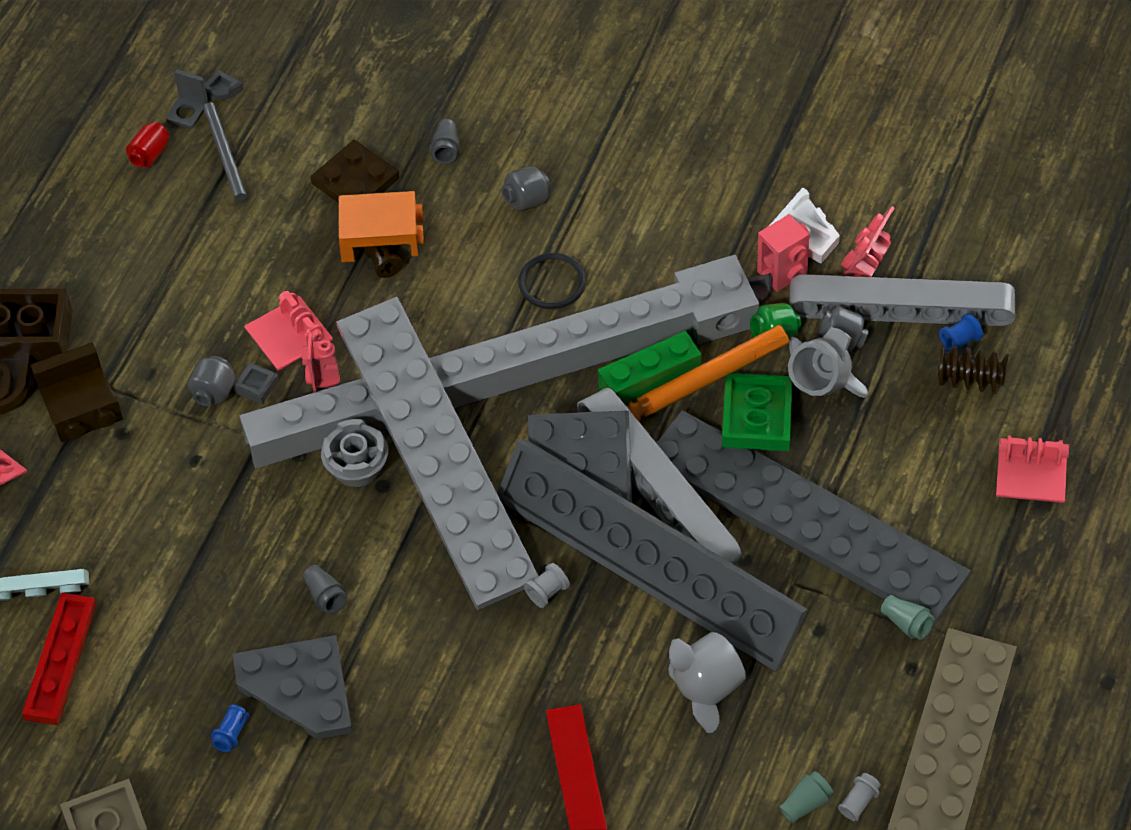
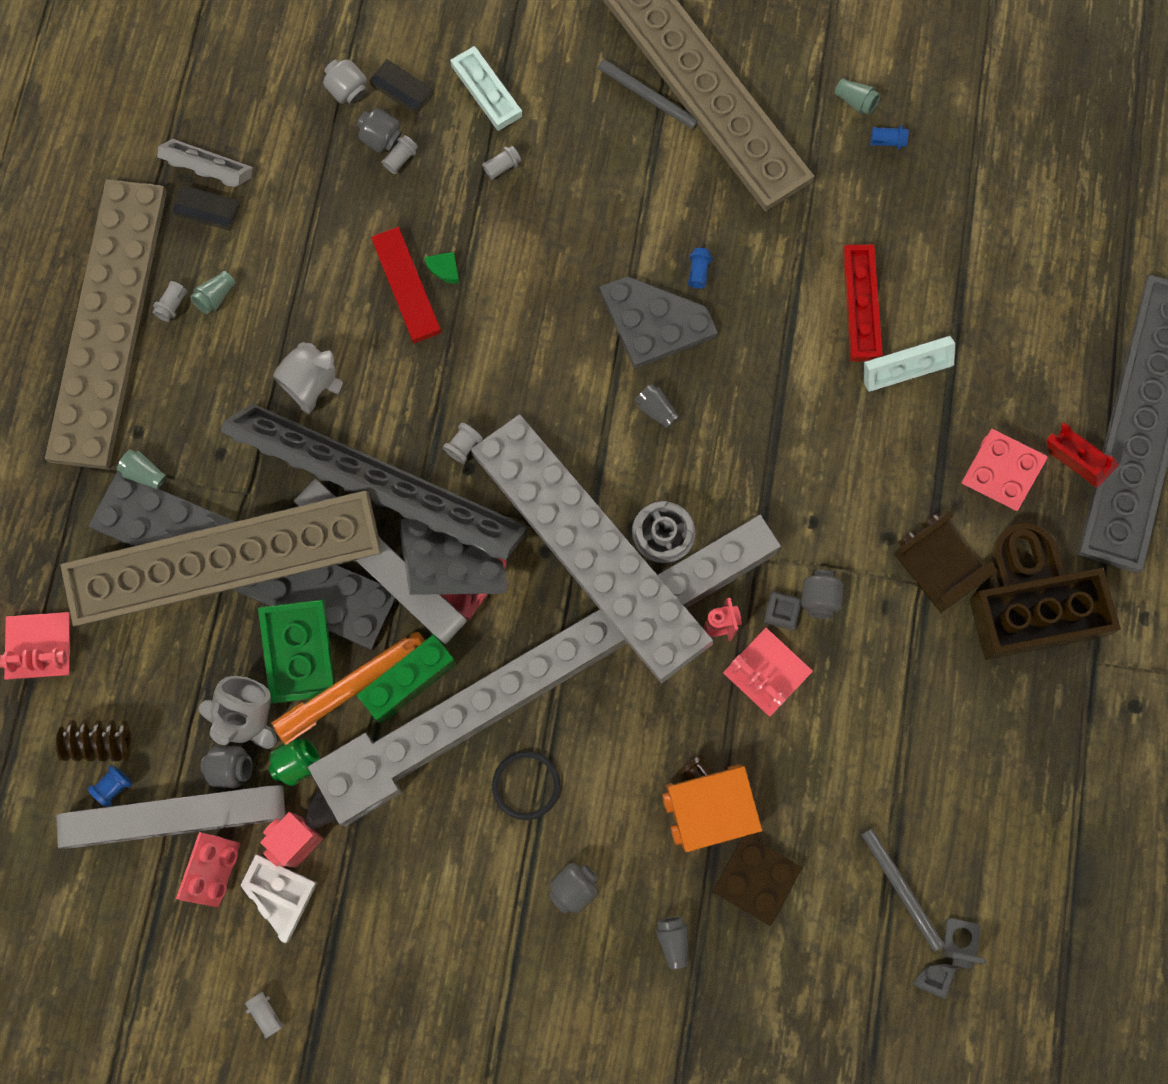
camera: 165 degrees right, 20 degrees up
(147, 145) = (984, 875): red brick -> none
(528, 785) = (443, 267): none -> green tile
(824, 497) = (221, 558): none -> dark tan plate
(833, 149) = (264, 1014): none -> light grey pin

